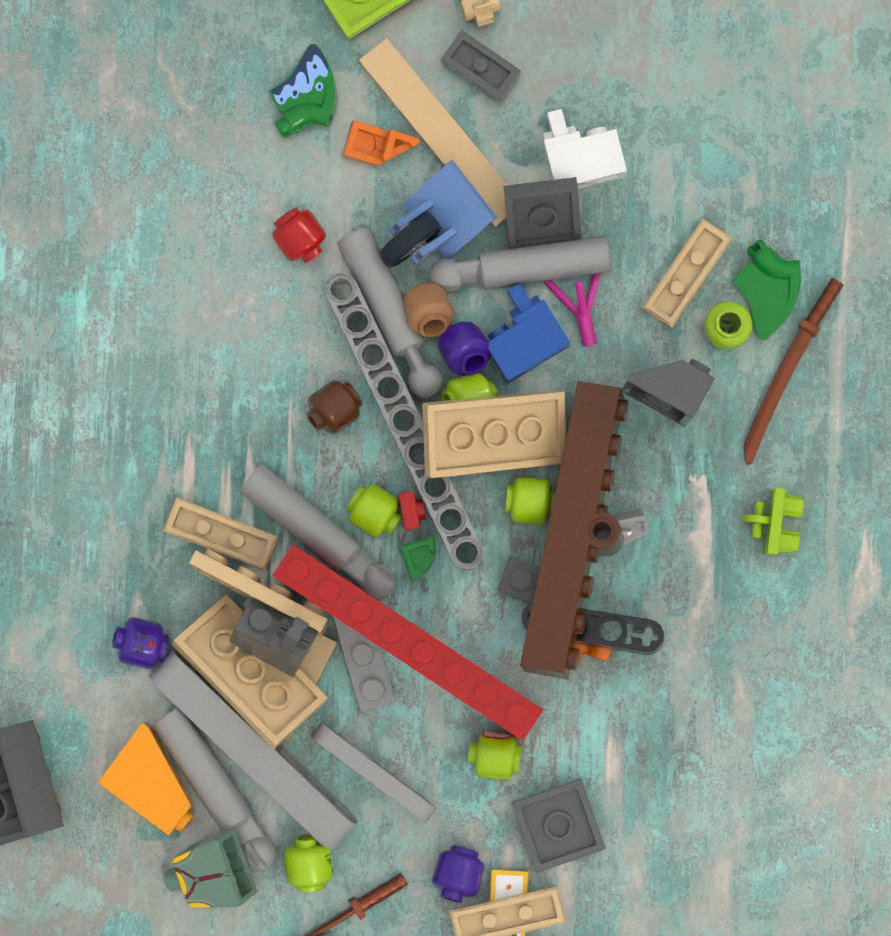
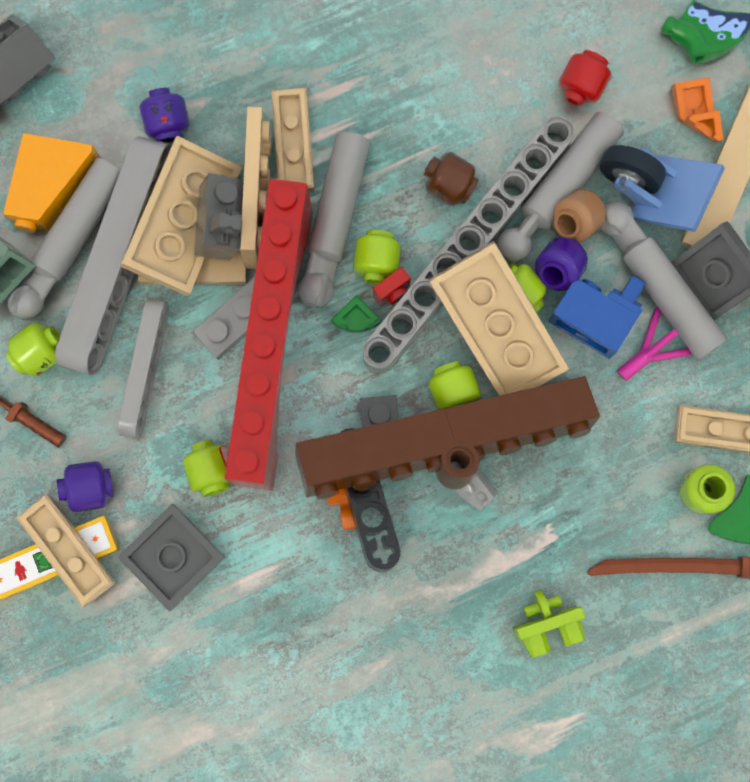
camera: 65 degrees right, 5 degrees down
(671, 389) = (626, 460): dark grey slope -> none

